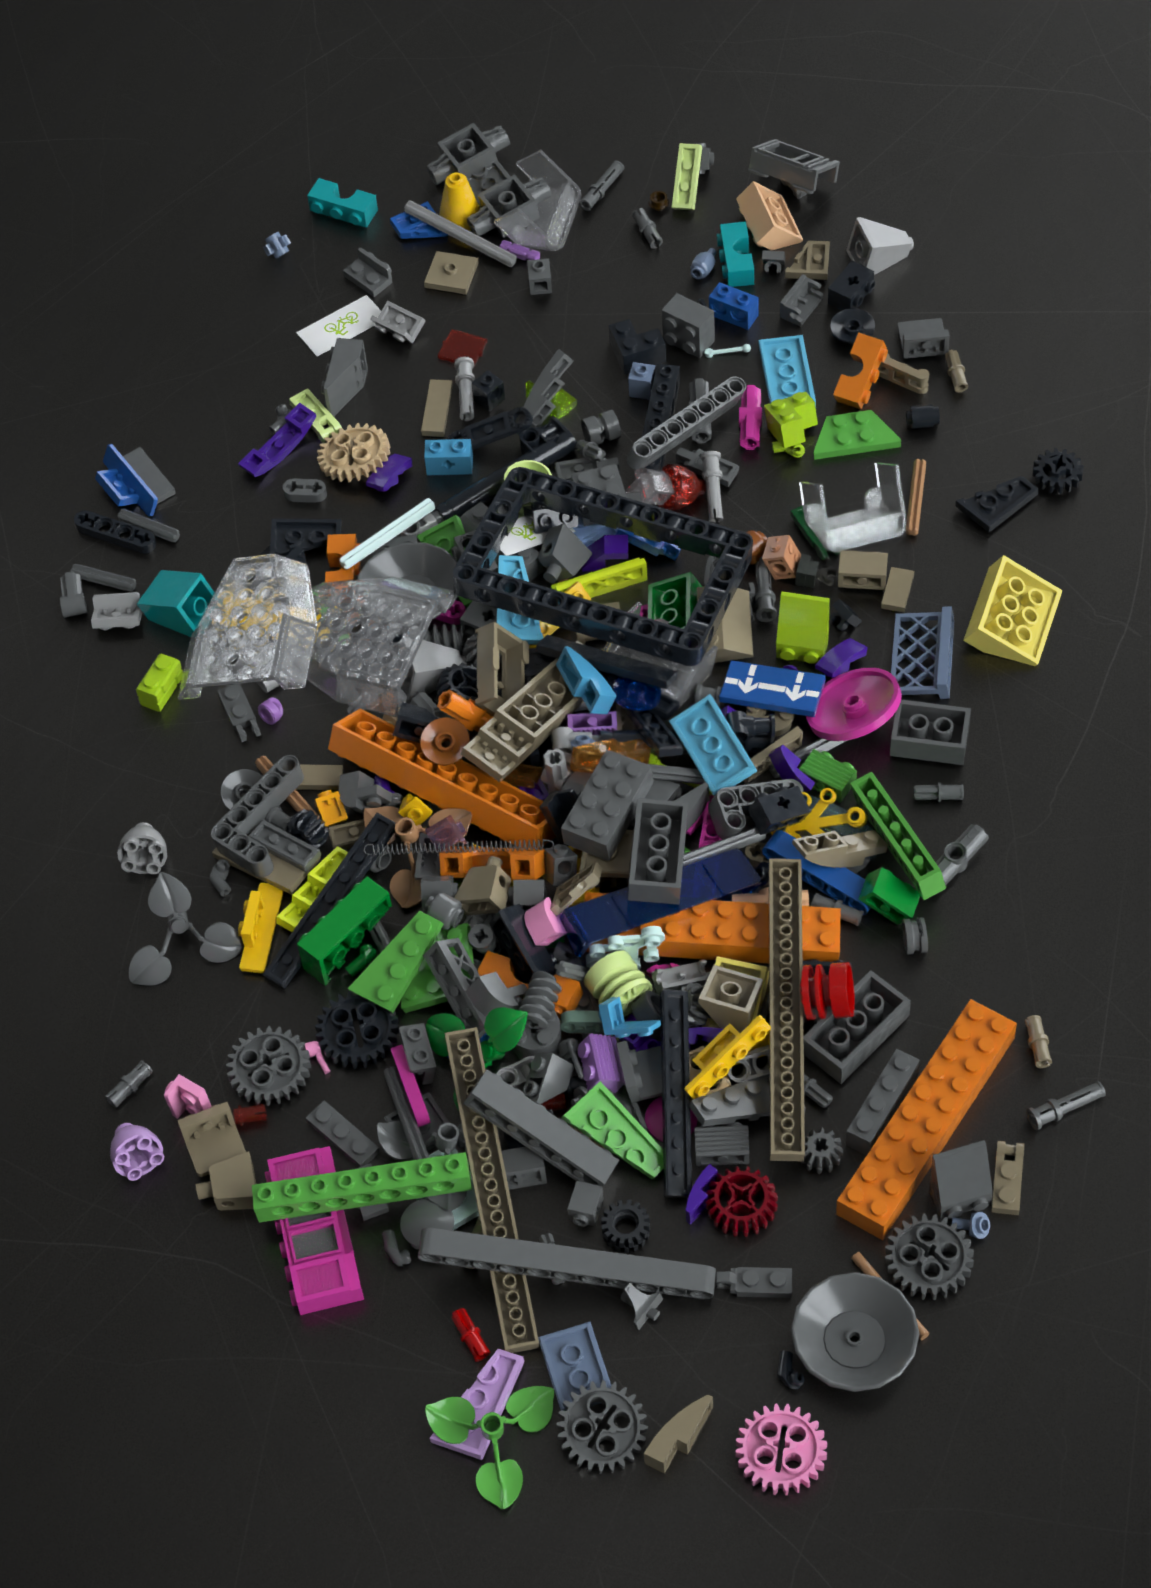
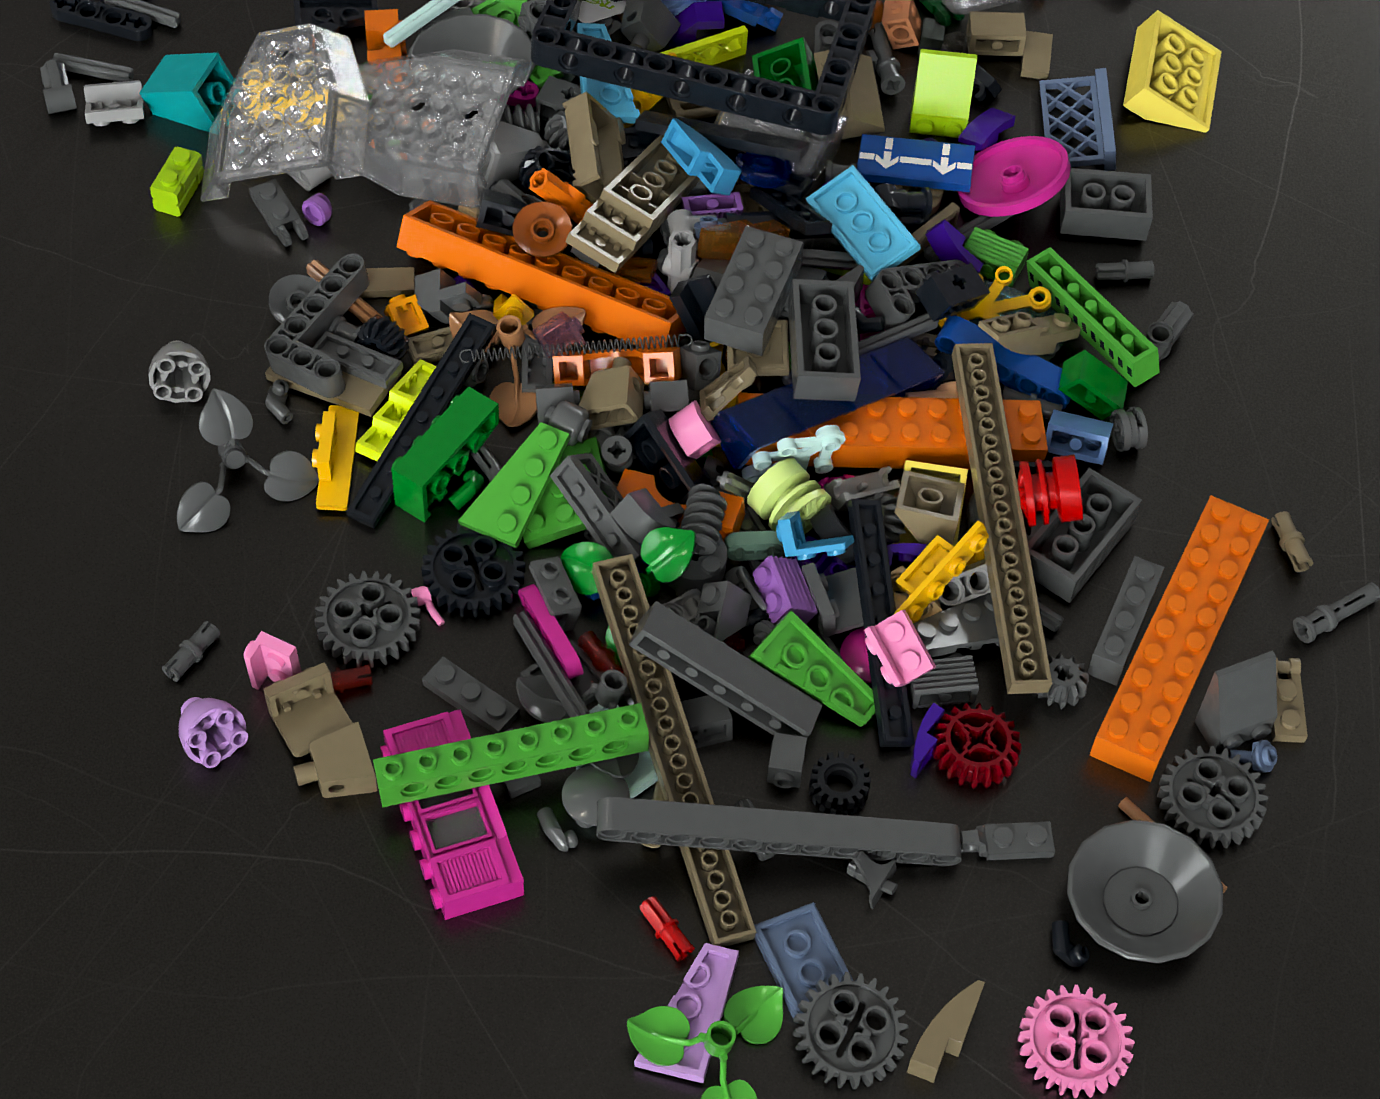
camera: 15 degrees left, 0 degrees up
(448, 1108) = (601, 656): none -> clear red pin
(684, 1118) = (899, 649): none -> bright pink bracket
(701, 834) = (868, 325): none -> black arm
(869, 941) = (1078, 436): none -> medium blue brick

